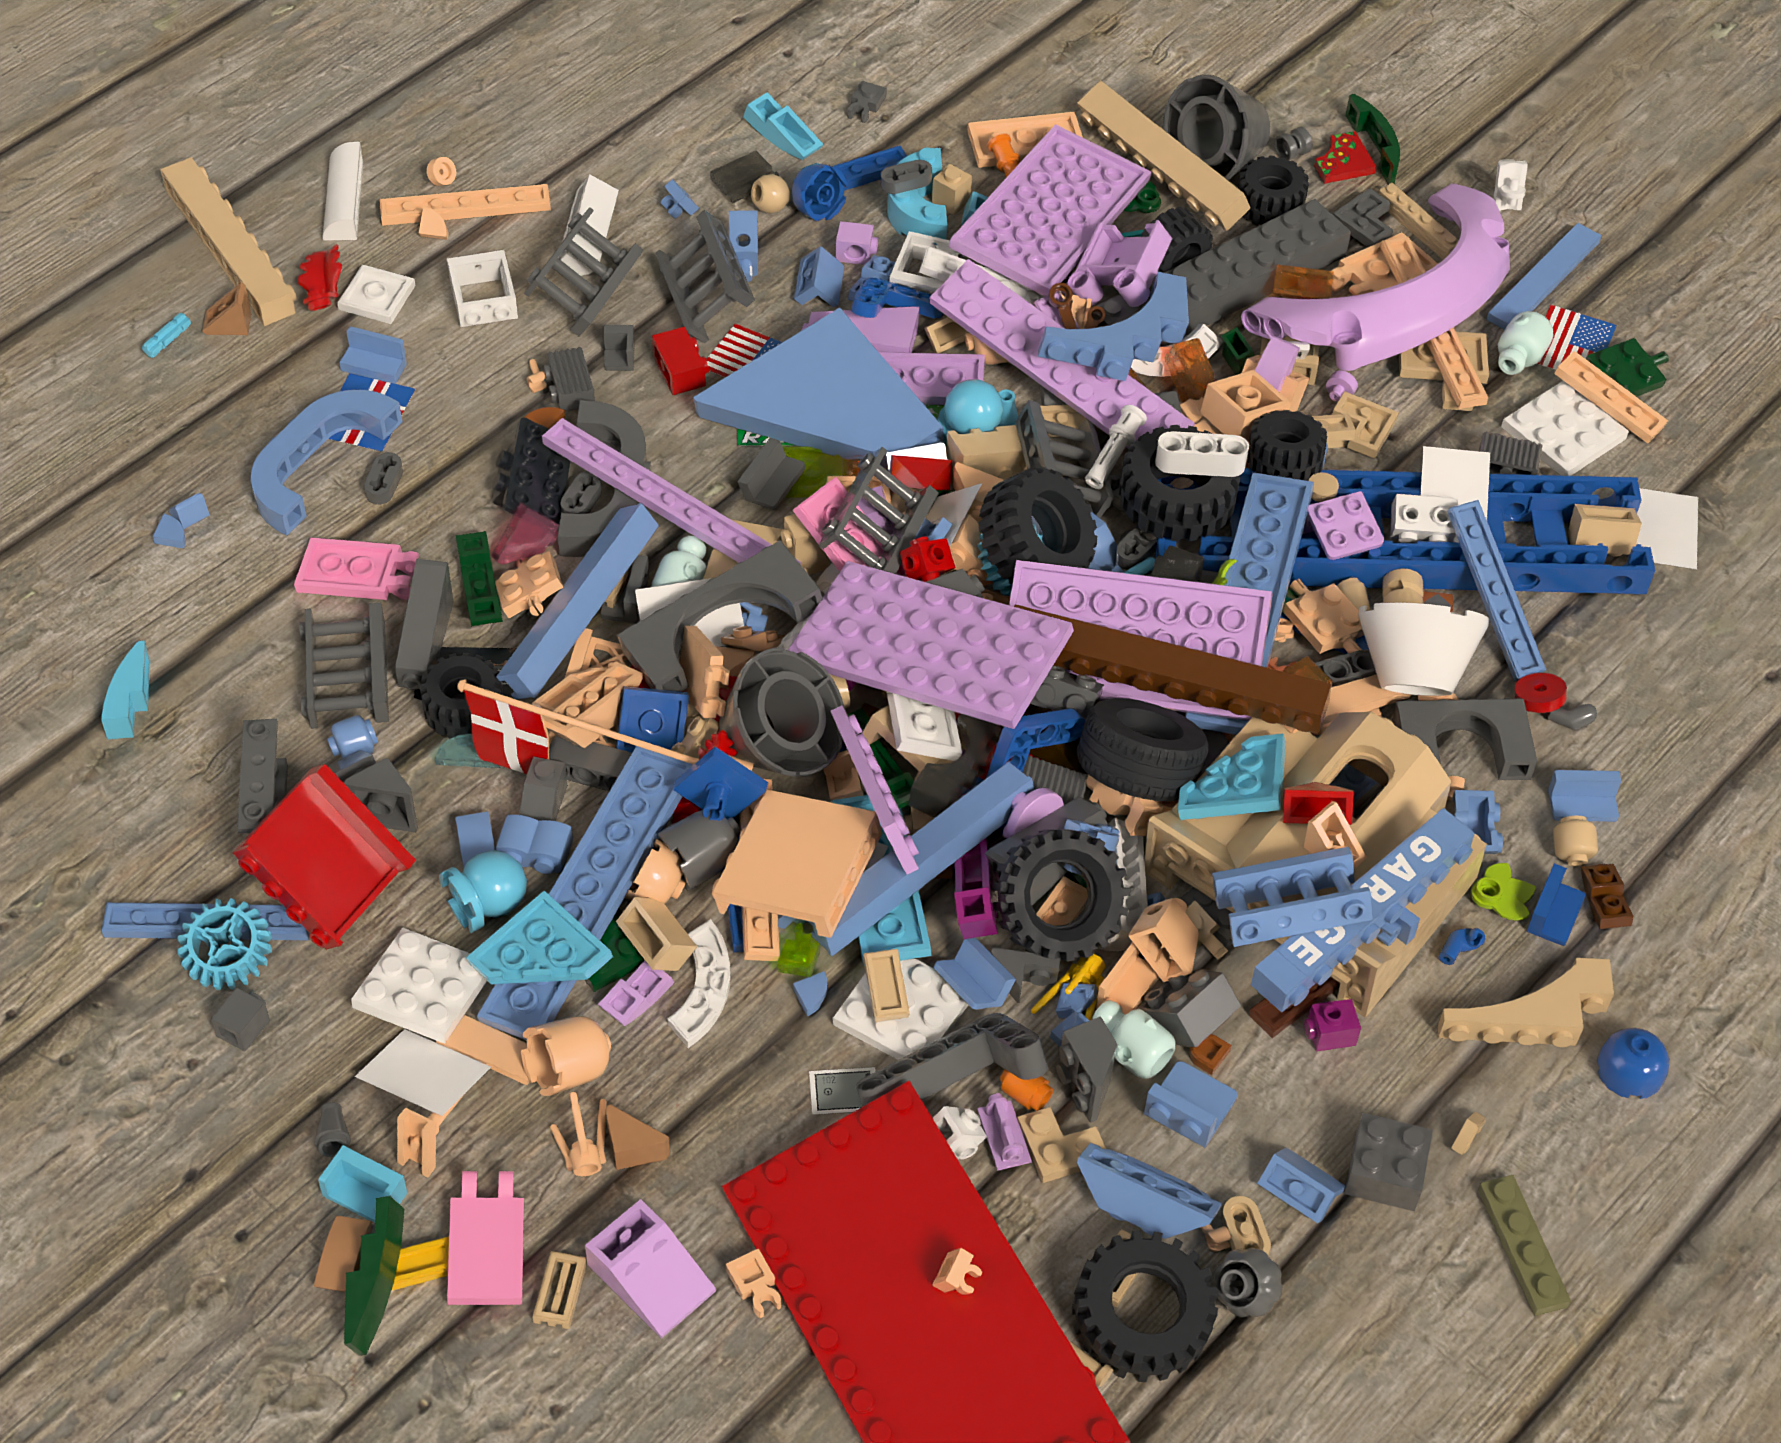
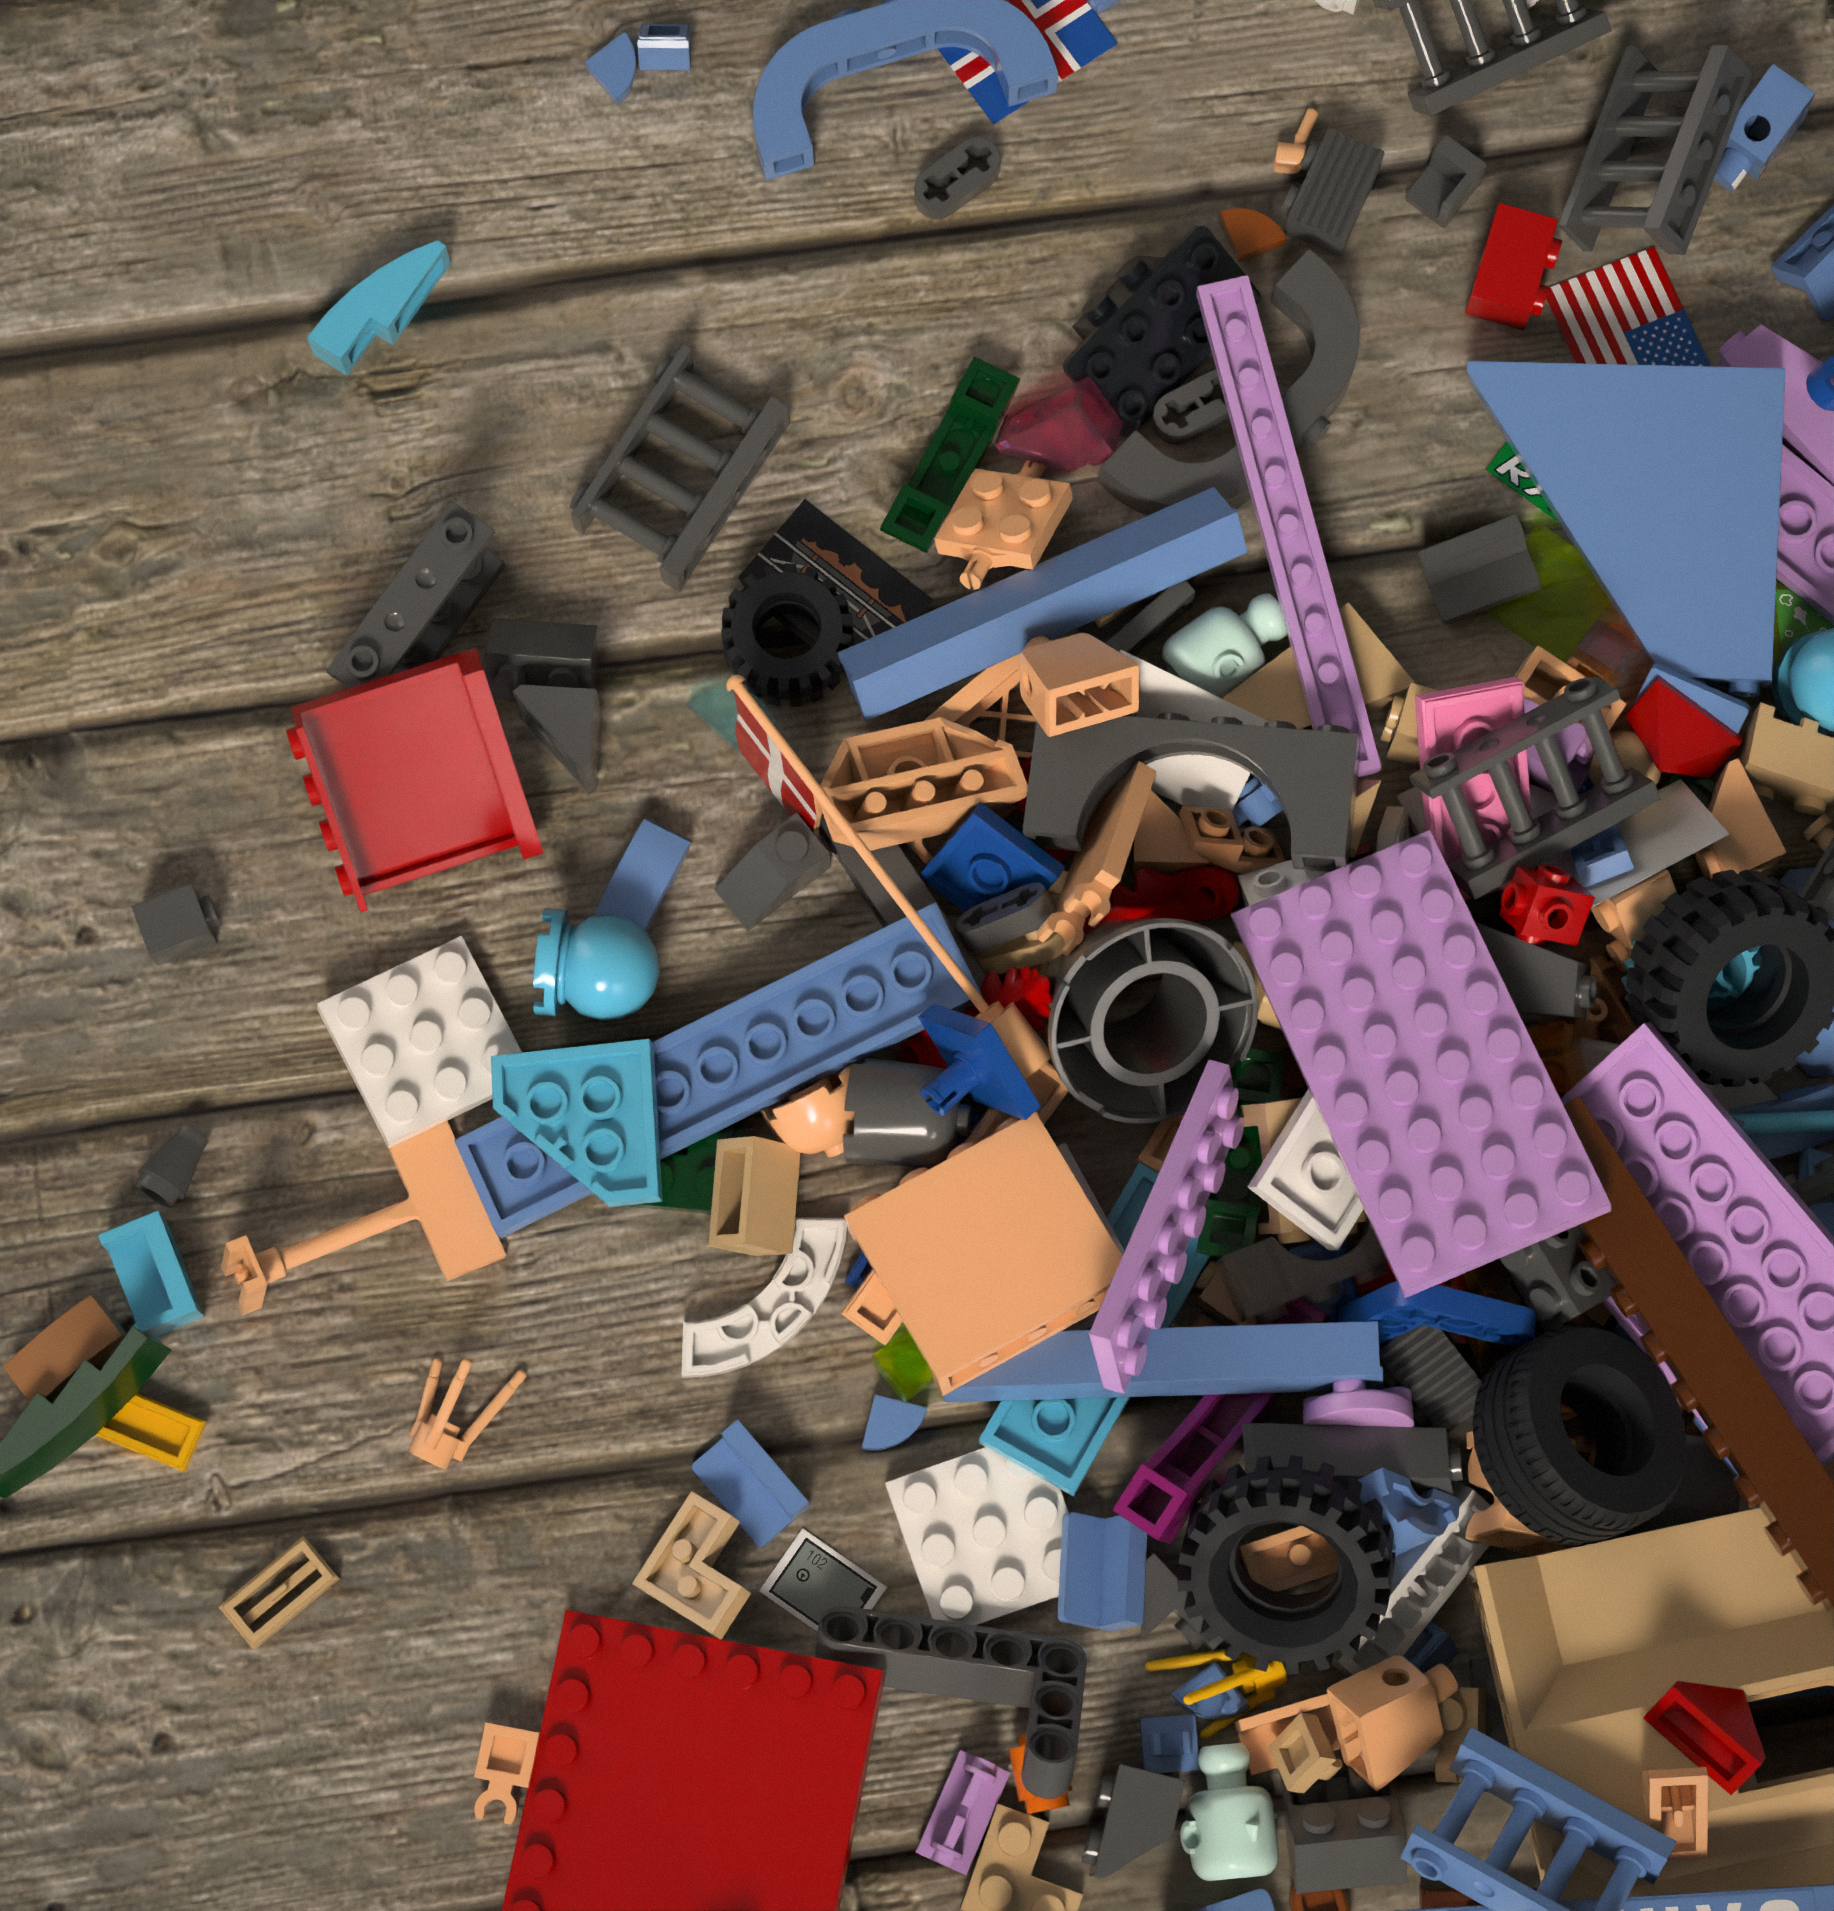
camera: 40 degrees right, 25 degrees up
(166, 921) = (216, 722): medium blue tile -> none
(233, 920) = (214, 783): medium azure gear -> none
(351, 736) = (603, 596): medium blue head -> none
(355, 569) = (807, 310): bright pink tile -> none
(423, 1072) = (331, 1173): white sticker -> none
(424, 622) = (819, 484): dark grey slope -> none
(485, 1245) = (236, 1467): bright pink tile -> none
(536, 843) = (711, 936): medium blue brick -> none
(565, 1053) = (511, 1290): light nougat cylinder -> none
(614, 619) = (1076, 682): none -> light nougat torso
(634, 1141) = (503, 1462): medium nougat slope -> none
(637, 994) = (670, 1255): lavender slope -> none
(648, 1268) = (391, 1660): lavender slope -> none
(679, 727) = (1005, 917): none -> dark grey beam
(766, 1063) = (750, 1485): none -> medium blue panel
(771, 1124) = (681, 1569): none -> tan plate
(886, 985) = (976, 1500): tan tile -> none
(960, 1129) = (901, 1772): white brick -> none
(1143, 980) = (1304, 1754): none -> tan tile
(1240, 783) = (1652, 1600): medium azure plate -> none

